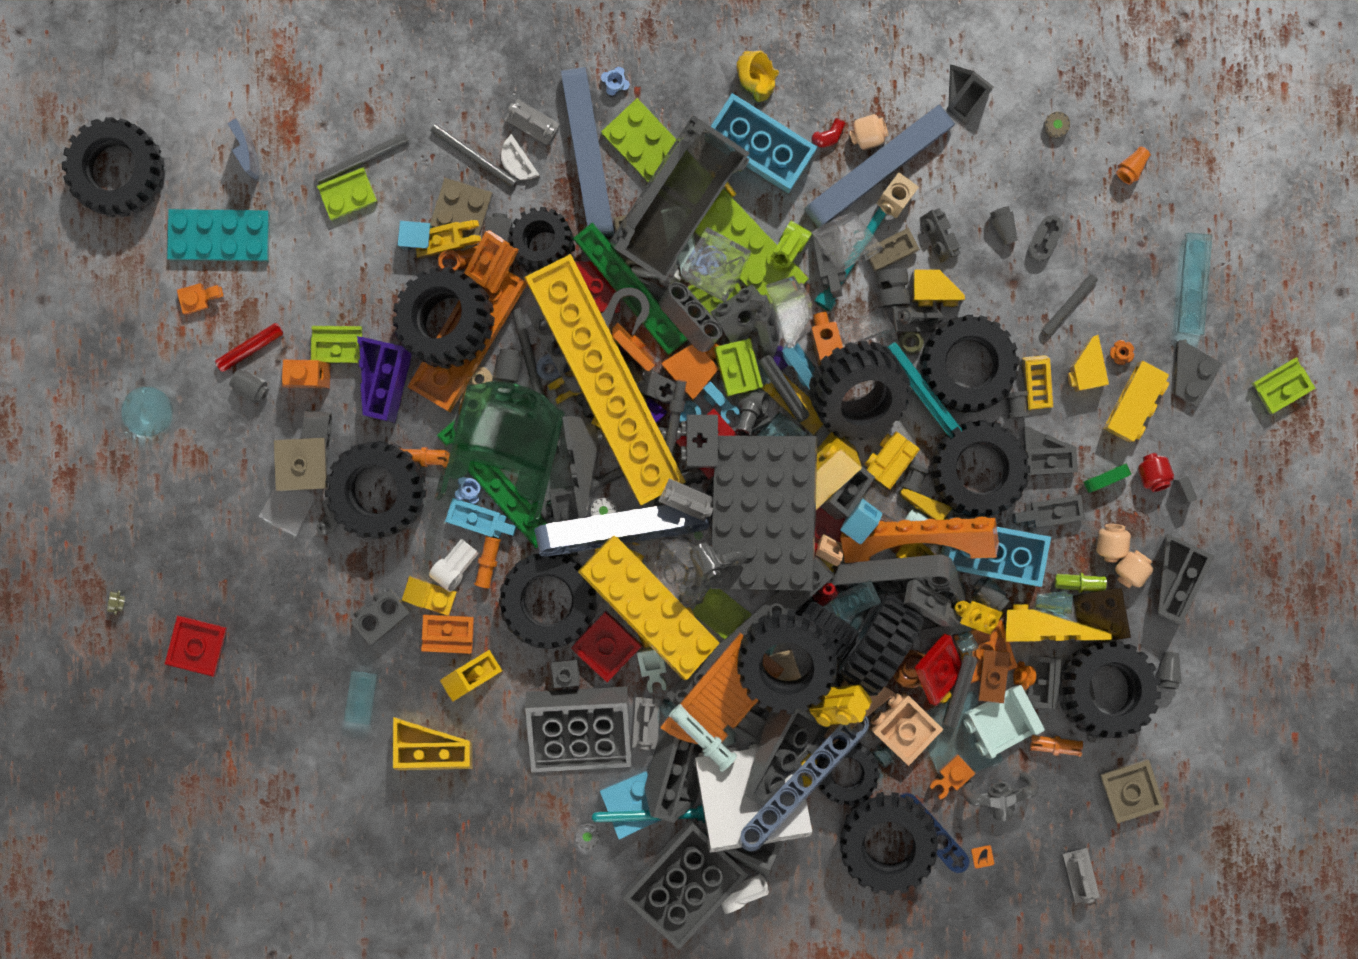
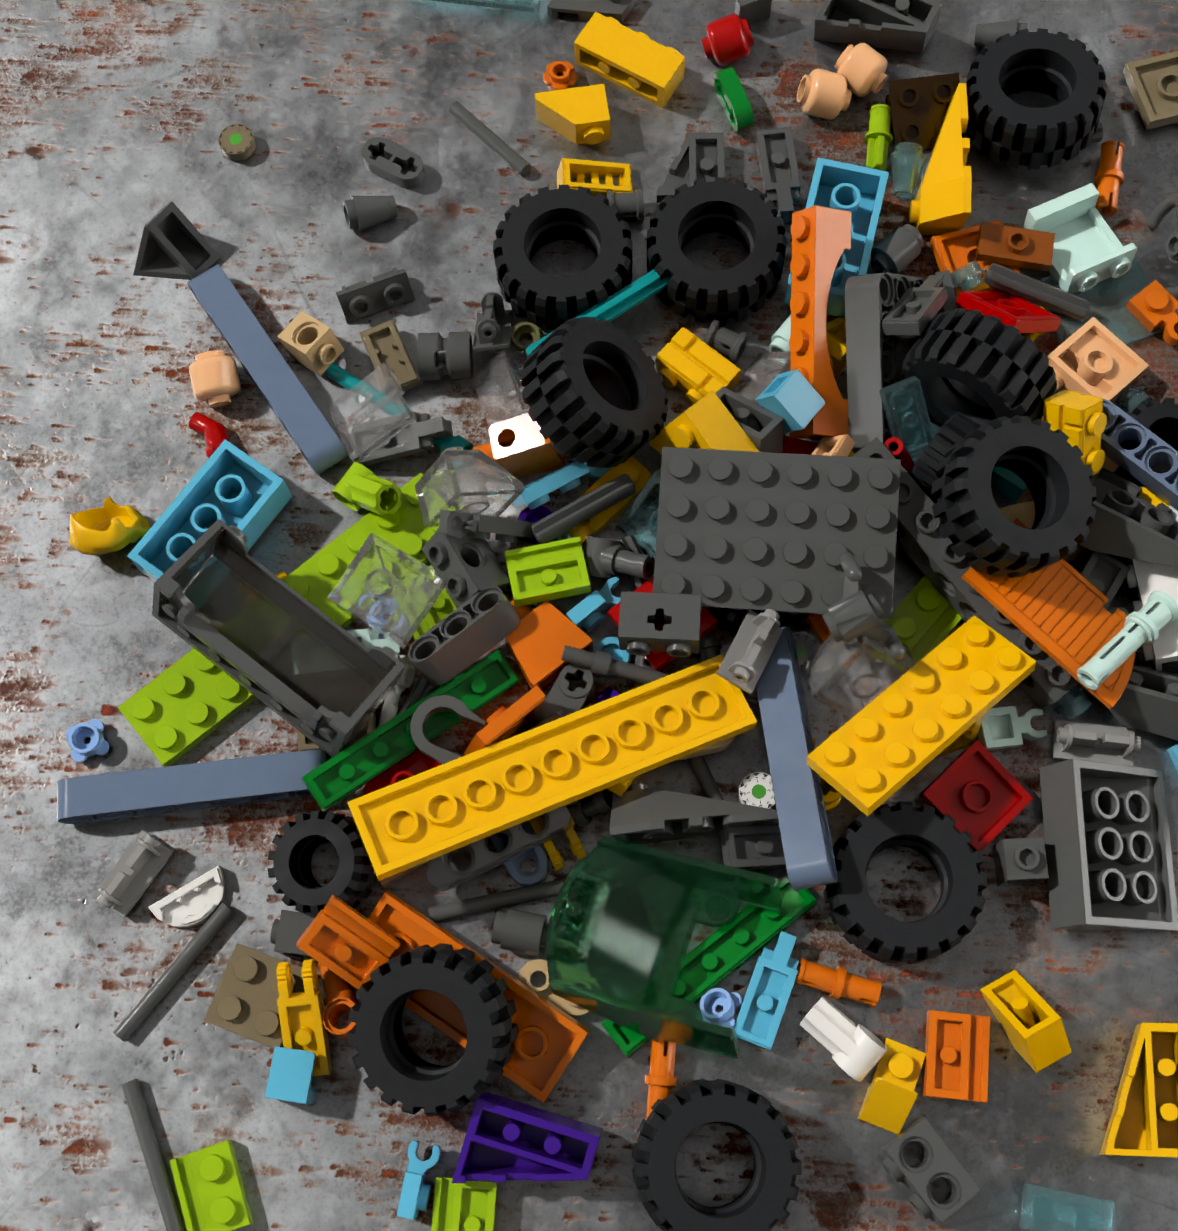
camera: 85 degrees left, 15 degrees down
(353, 314) = (415, 1193): none -> medium azure plate
(928, 506) = (770, 317): yellow slope -> none
(934, 287) = (449, 300): yellow slope -> none
(978, 616) = (931, 252): yellow hinge -> none
(1024, 675) = (1011, 204): orange plate -> none
(1045, 690) = (1017, 186): dark grey hinge -> none
(1132, 166) = (306, 51): orange cone -> none

